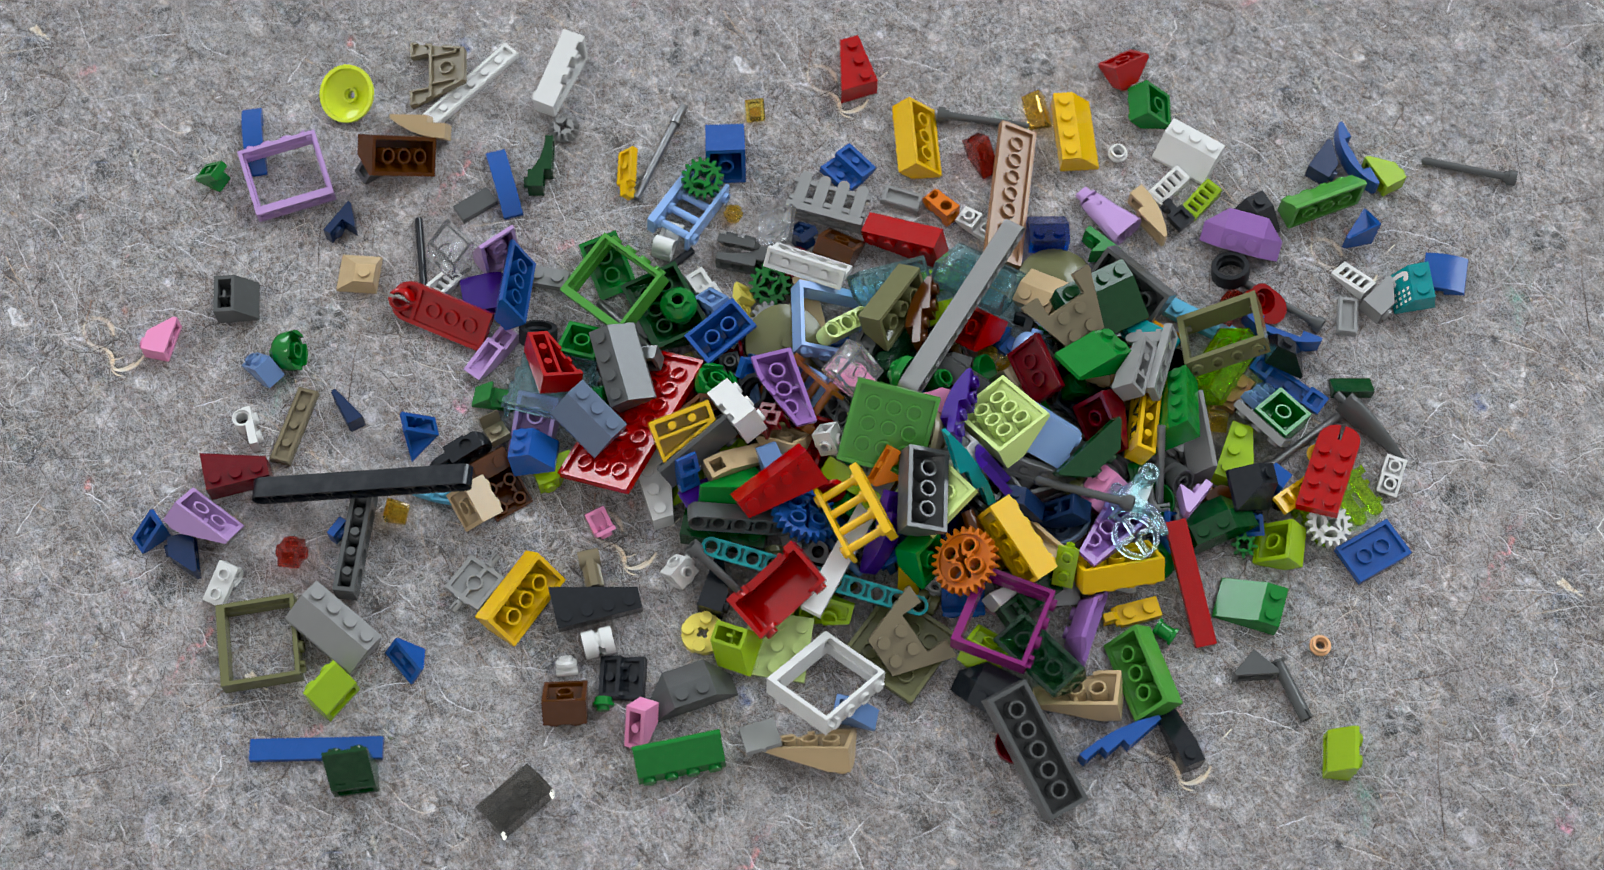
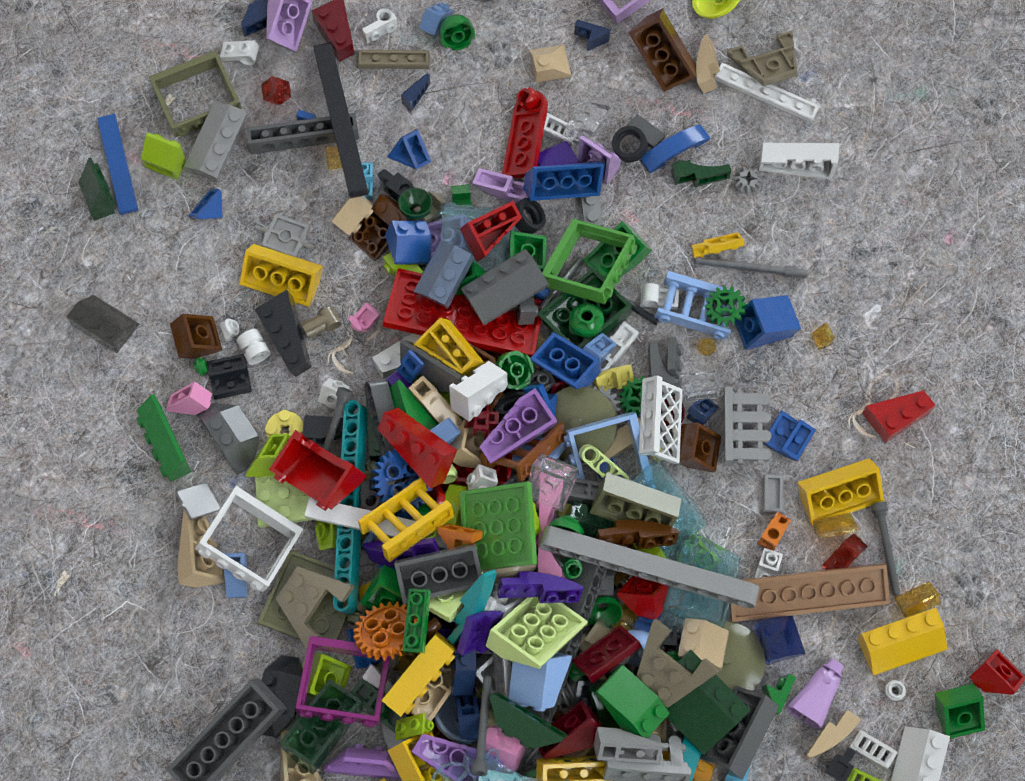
camera: 75 degrees right, 5 degrees up
(421, 250) = (596, 99): black bar -> none
(483, 206) = (620, 134): none -> black tyre
(488, 426) = (415, 197): none -> dark green piece
(905, 237) = (726, 504): red wedge -> none
(950, 155) = (835, 525): none -> clear yellow slope
(984, 524) = (416, 633): none -> green tile

